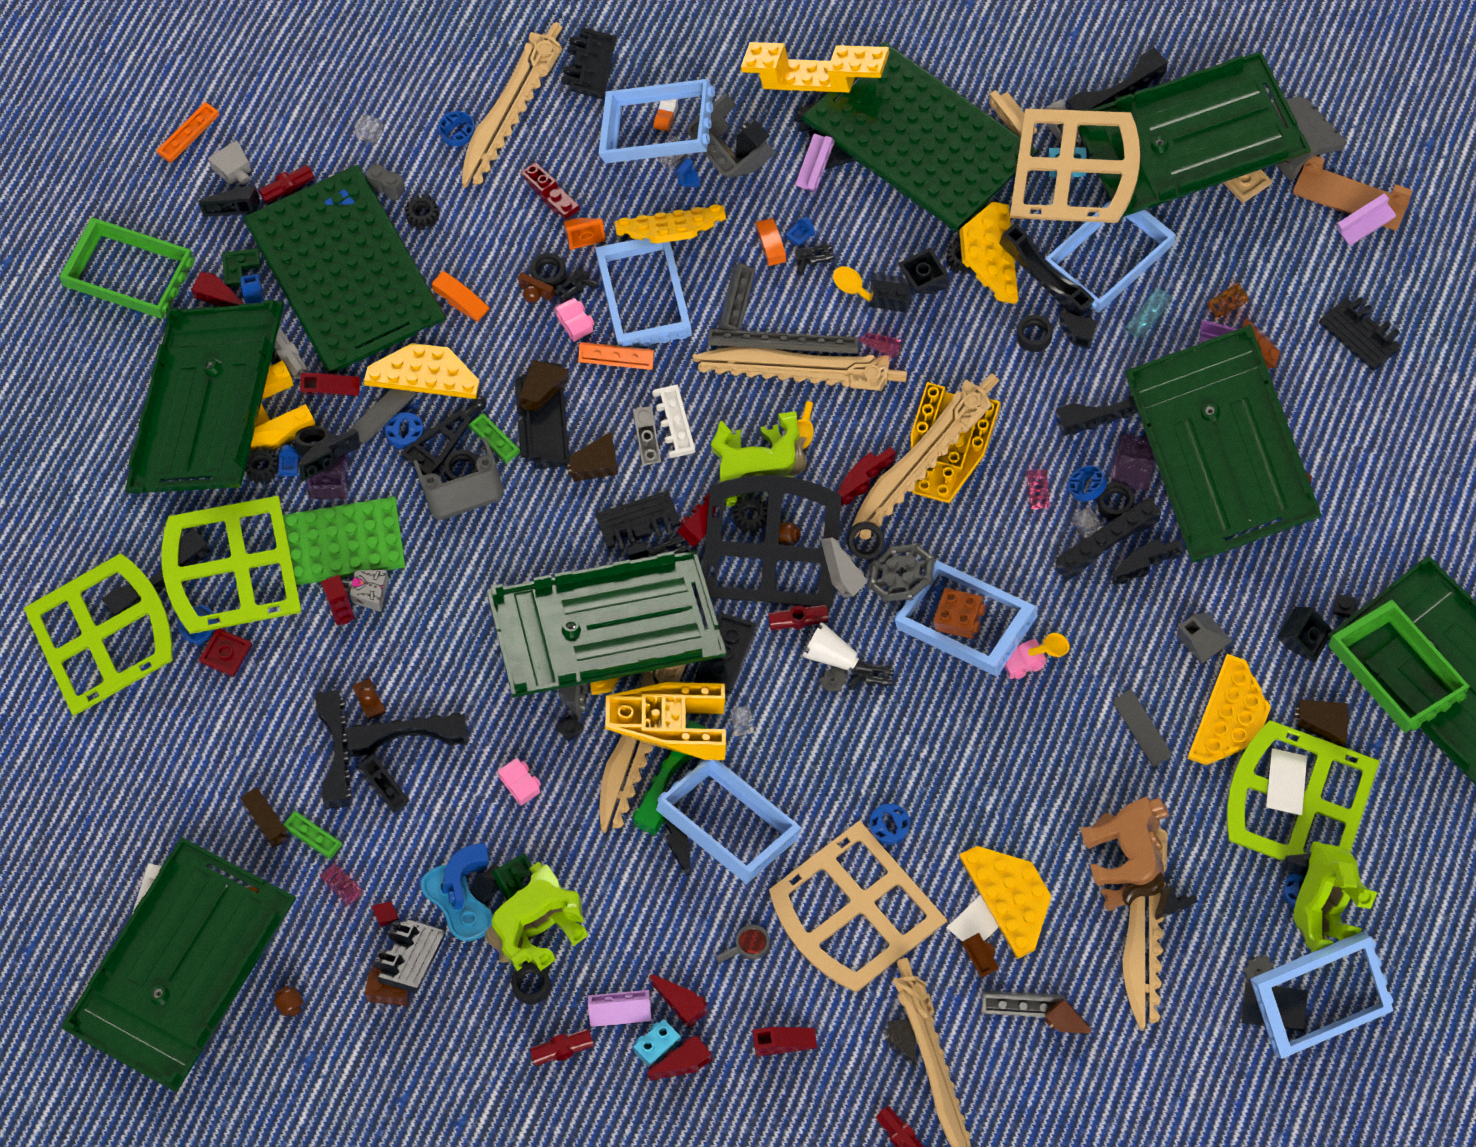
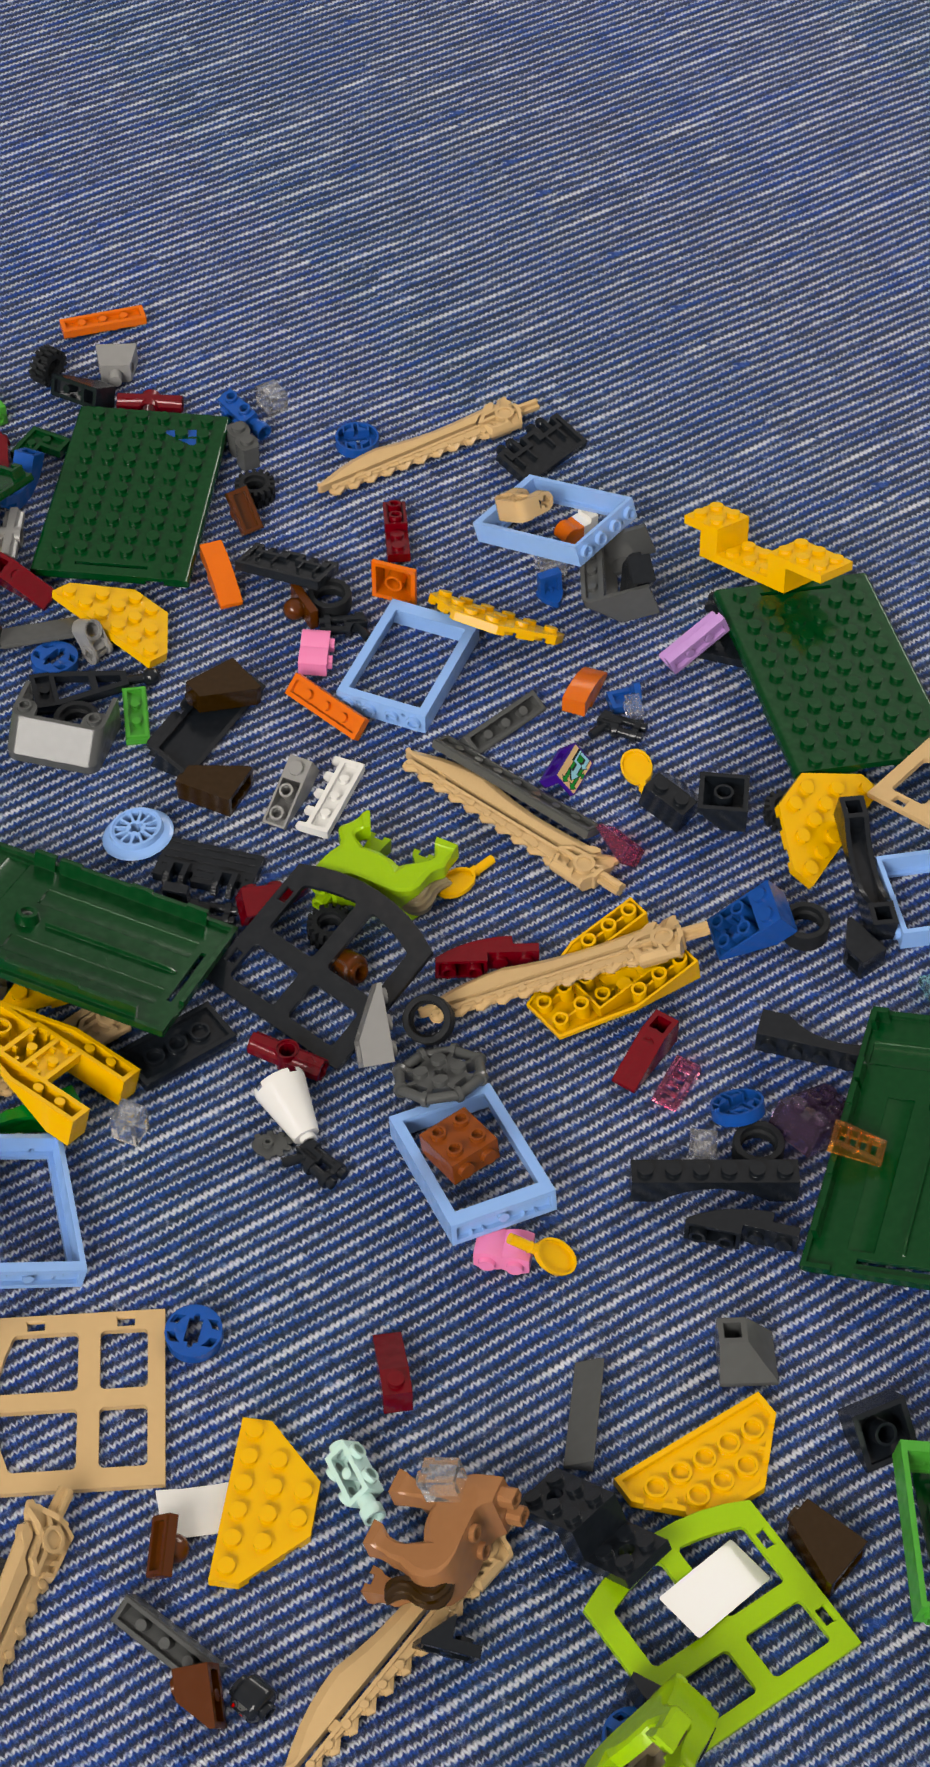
camera: 30 degrees right, 15 degrees down
(188, 196) = (46, 362): none -> black tyre
(361, 156) = (237, 410): none -> blue brick
(420, 401) = (93, 642): none -> light grey piece
(433, 236) = (243, 510): none -> reddish brown tile
(503, 265) = (286, 566): none -> black hinge
(580, 540) = (126, 844): none -> light blue piece
(626, 127) = (520, 506): none -> tan piece
(804, 308) = (567, 768): none -> panel
(813, 235) = (633, 706): none -> clear plate
(1004, 351) = (752, 922): none -> blue slope
(1007, 479) = (647, 1050): none -> dark red slope
(1019, 772) = (393, 1372): none -> dark red slope
(1050, 848) = (356, 1479): none -> light aqua brick
(1096, 1002) = (253, 1698): none -> black head
(1115, 819) = (441, 1479): none -> clear brick
(1167, 475) = (844, 1148): none -> clear orange slope
(1202, 790) = (594, 1528): none -> black bracket

